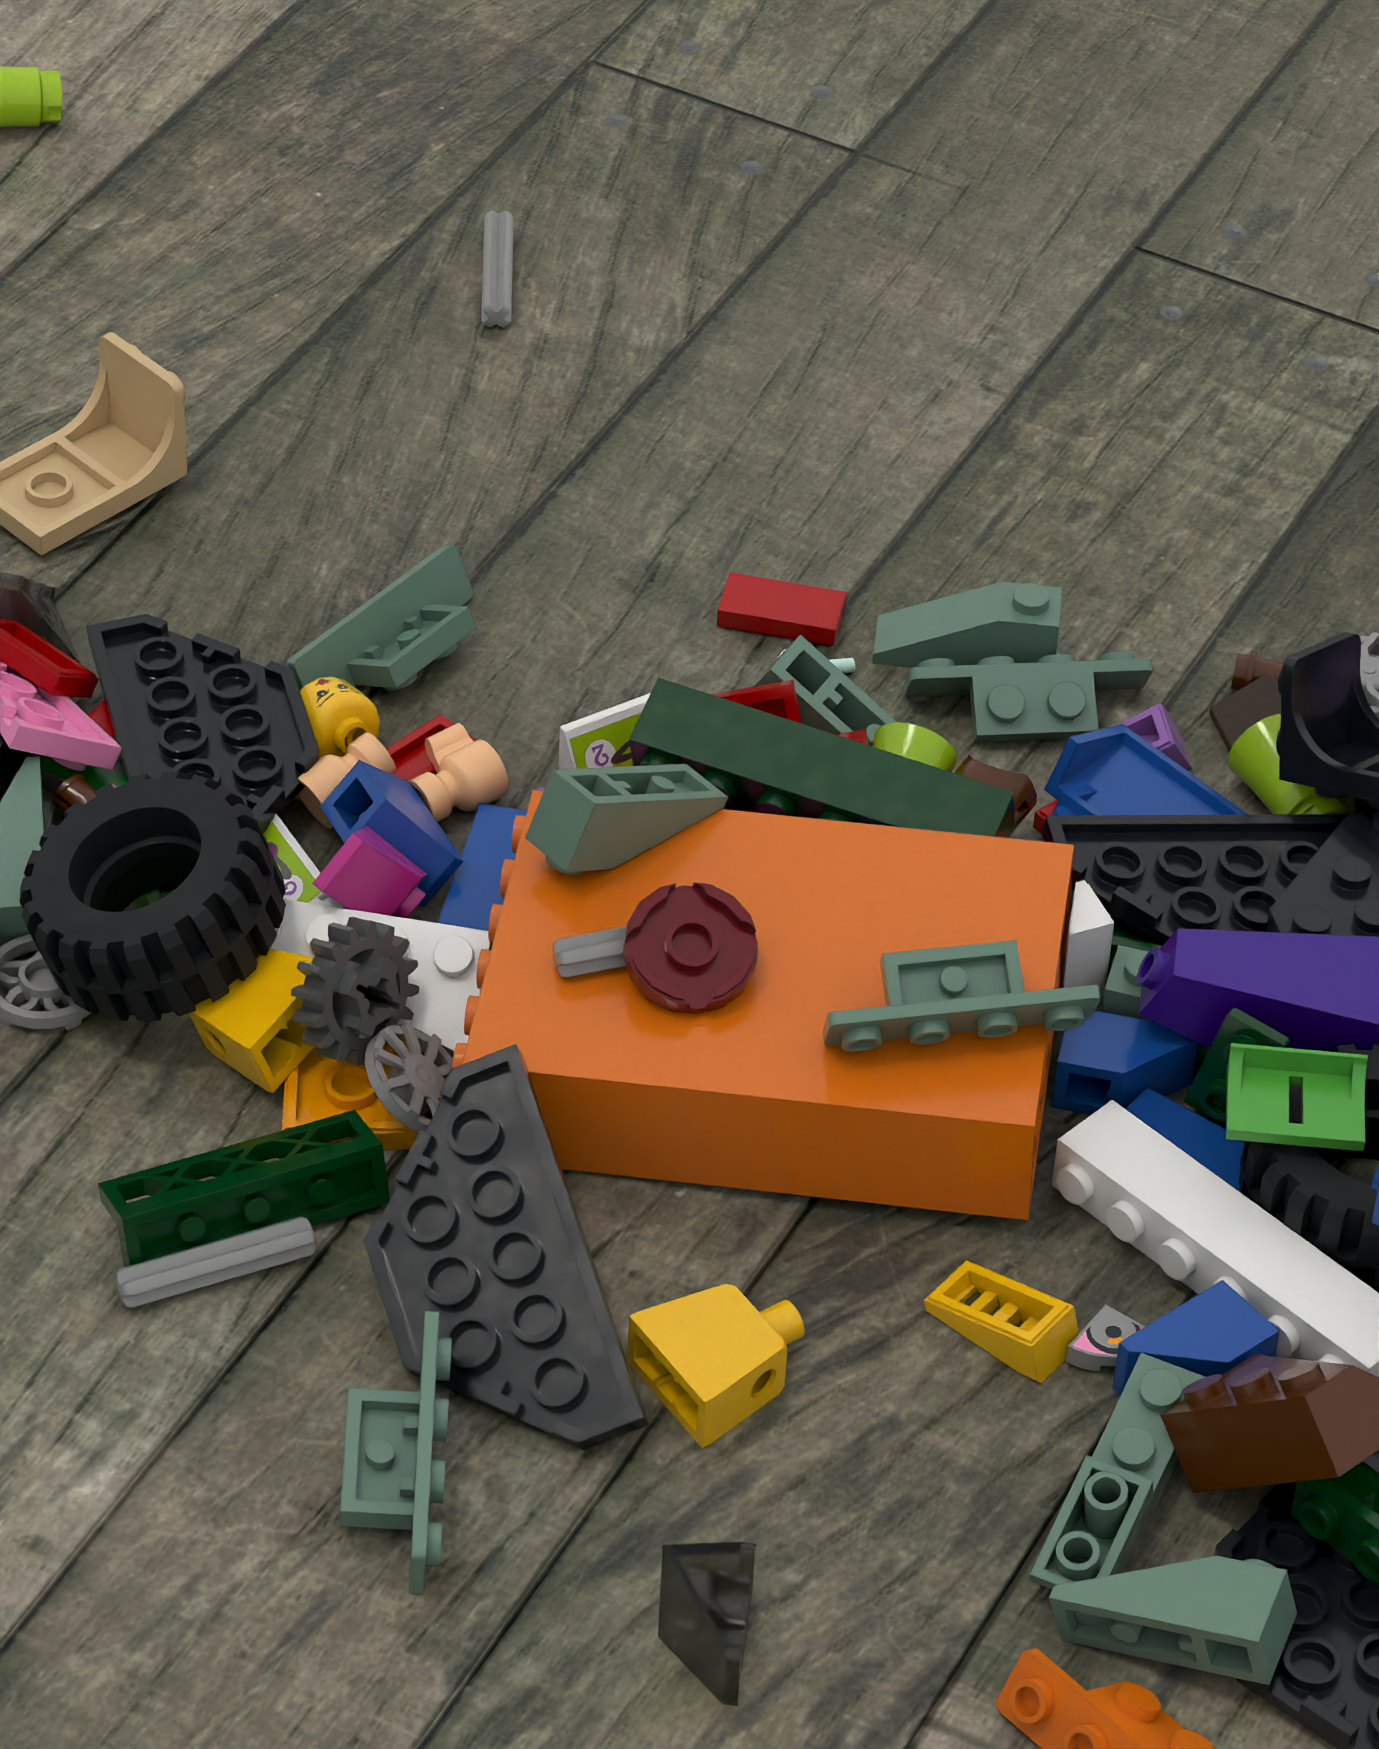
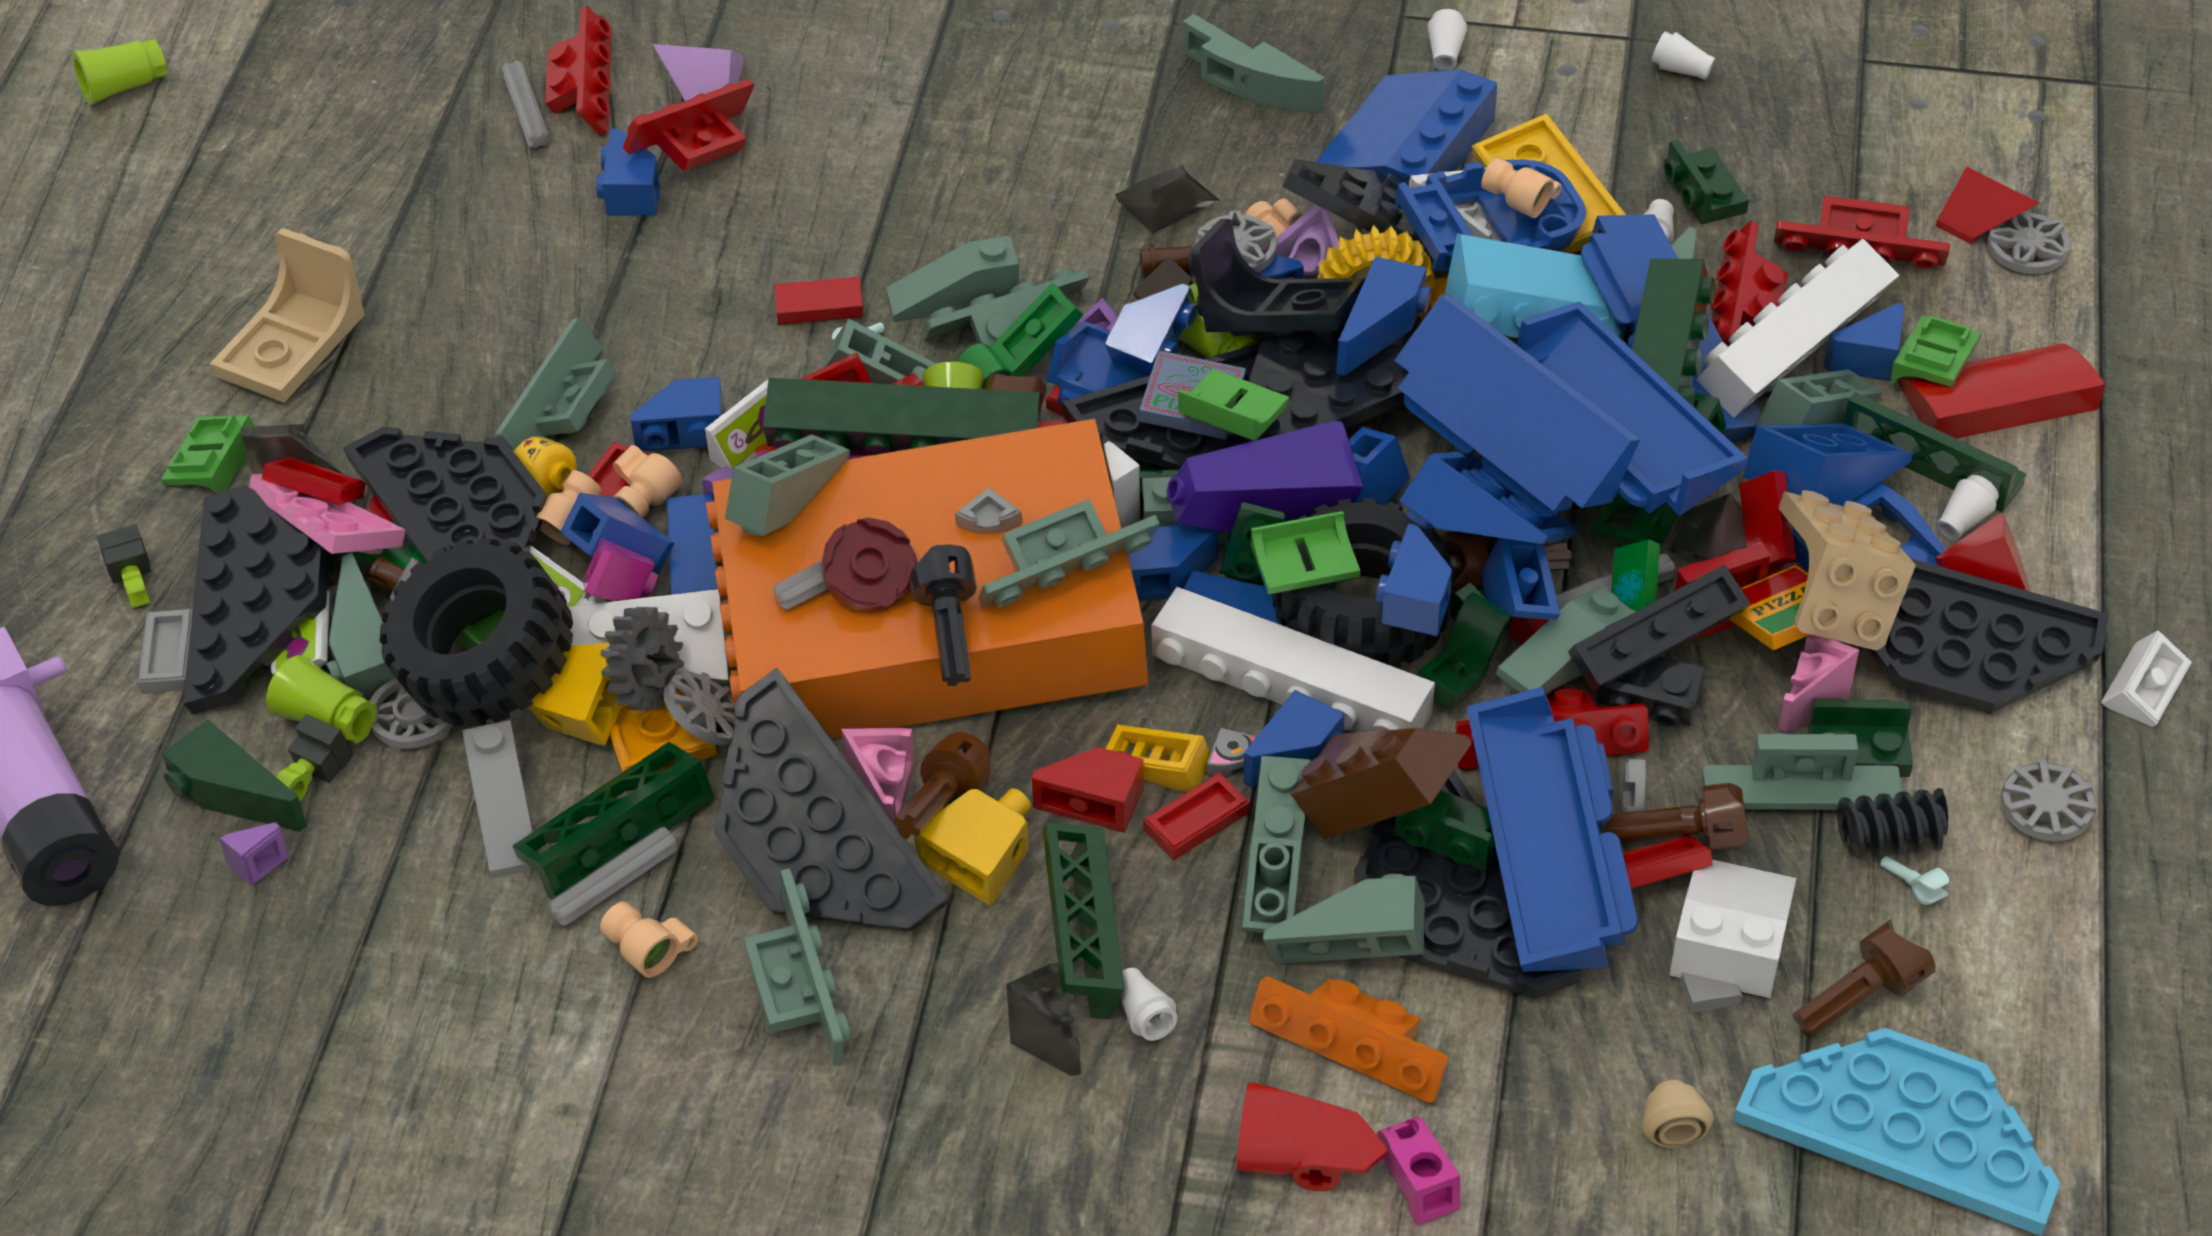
camera: 15 degrees left, 5 degrees up
(109, 1112) = (498, 794): none -> light grey slope
(222, 1357) = (646, 942): none -> light nougat piece
(533, 701) = (678, 415): none -> blue slope
(586, 246) = (581, 72): none -> red bracket
(592, 391) = (629, 180): none -> blue slope
(624, 1220) = (883, 763): none -> bright pink slope
(699, 349) = (694, 129): none -> red bracket
(700, 1258) = (945, 778): none -> reddish brown piece
(742, 289) = (700, 69): none -> lavender slope
(775, 1011) = (937, 587): none -> black piece
(832, 1489) = (1095, 913): none -> dark green fence
(858, 1642) = (1147, 1007): none -> white cone
(878, 927) = (988, 514): none -> light grey tile
(896, 1331) = (1091, 787): none -> red slope
(1028, 1412) = (1196, 816): none -> red tile
(1035, 725) = (1027, 337): none -> green plate
(1205, 756) = (1151, 326): none -> slope
(1227, 854) = (1183, 373): none -> sand blue tile
(1261, 856) = (1218, 391): none -> bright green piece
(1300, 599) = (1165, 198): none -> clear smoke slope

